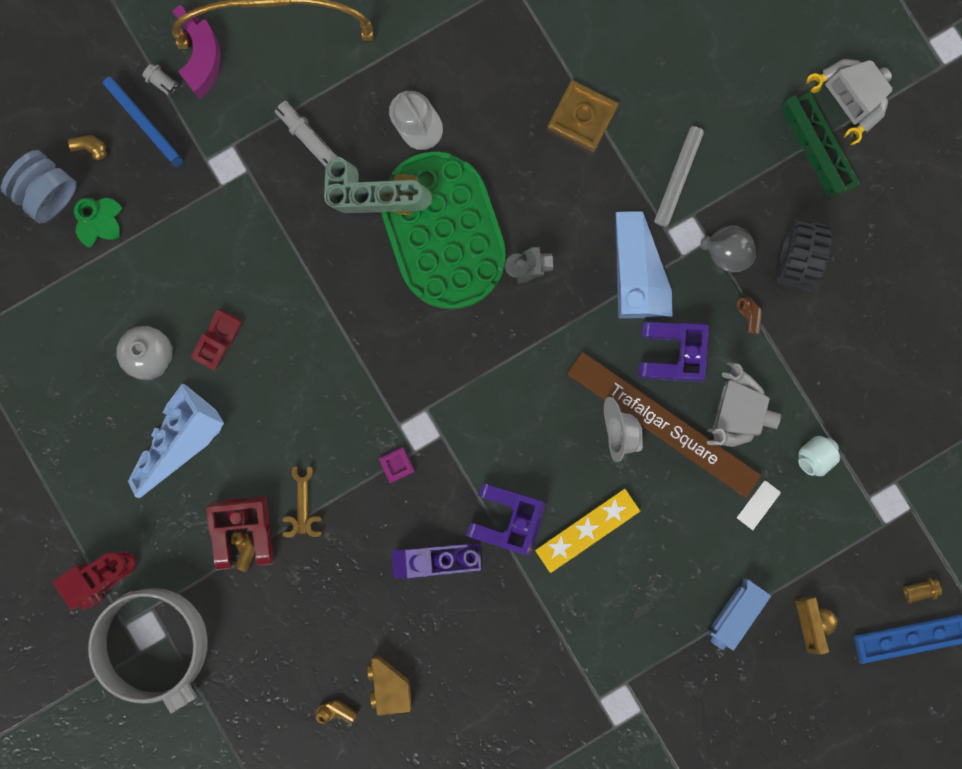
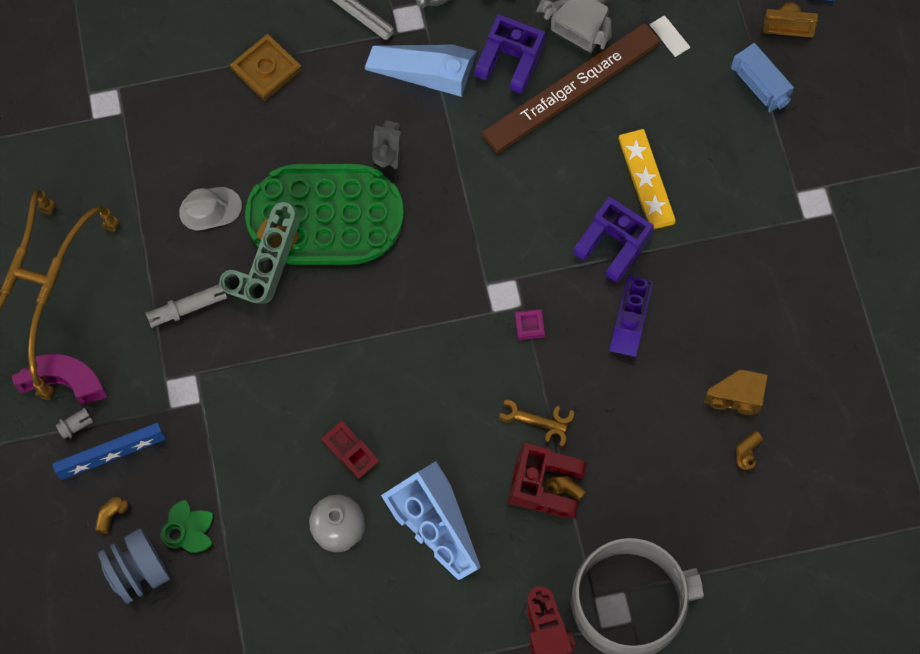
camera: 70 degrees left, 15 degrees down
(622, 429) = (566, 120): light grey piece -> none

